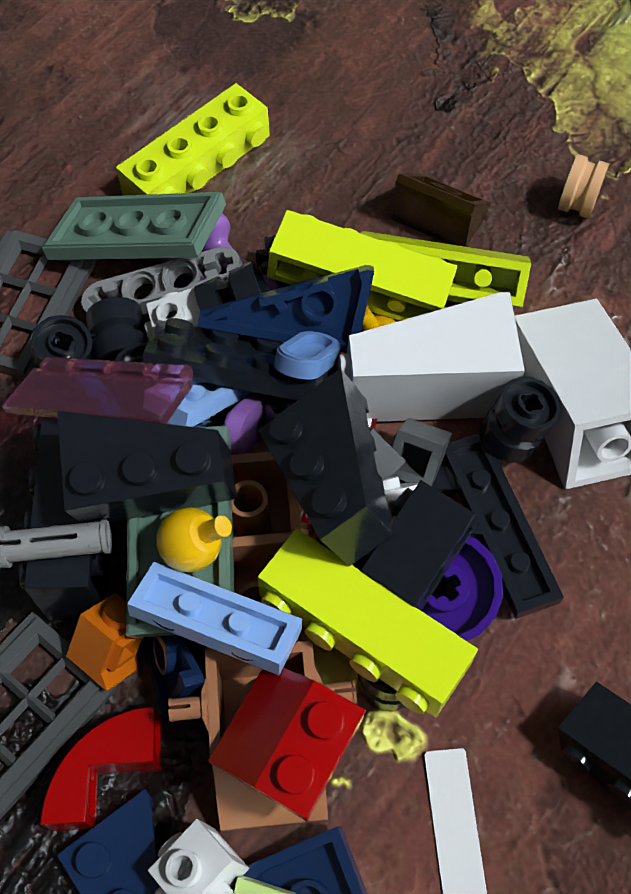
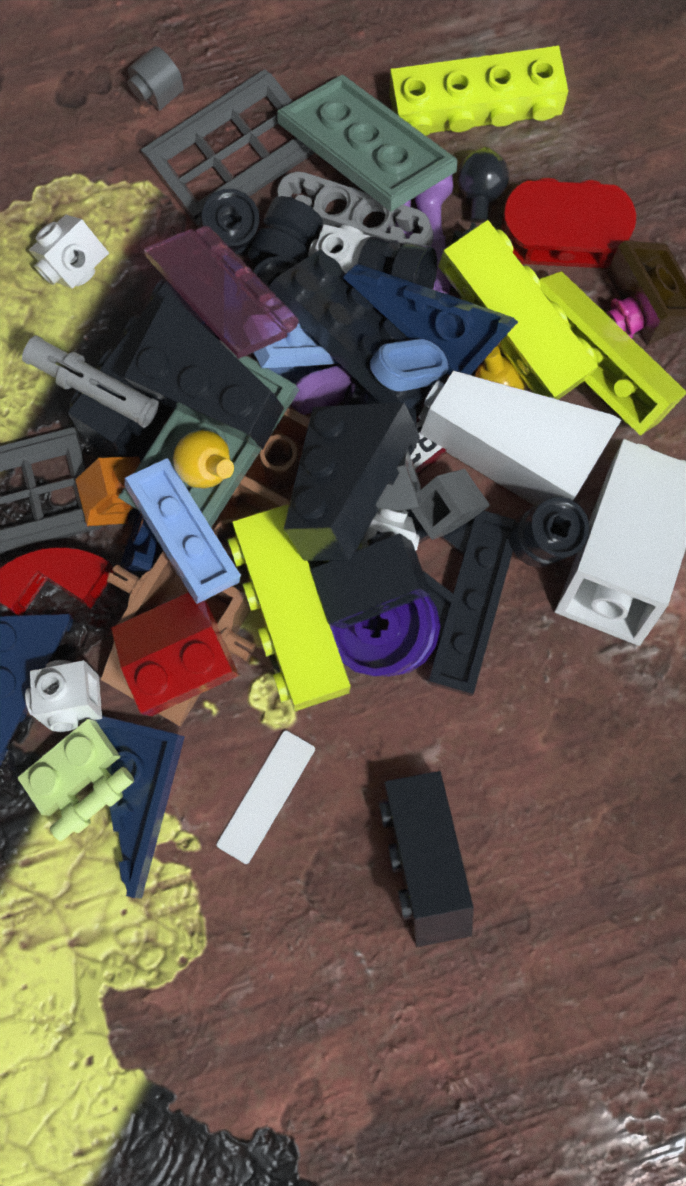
camera: 35 degrees right, 15 degrees up
(248, 206) = (482, 180): none -> black piece
(345, 191) = (568, 222): none -> red brick
(435, 231) = (627, 315): none -> dark pink plate

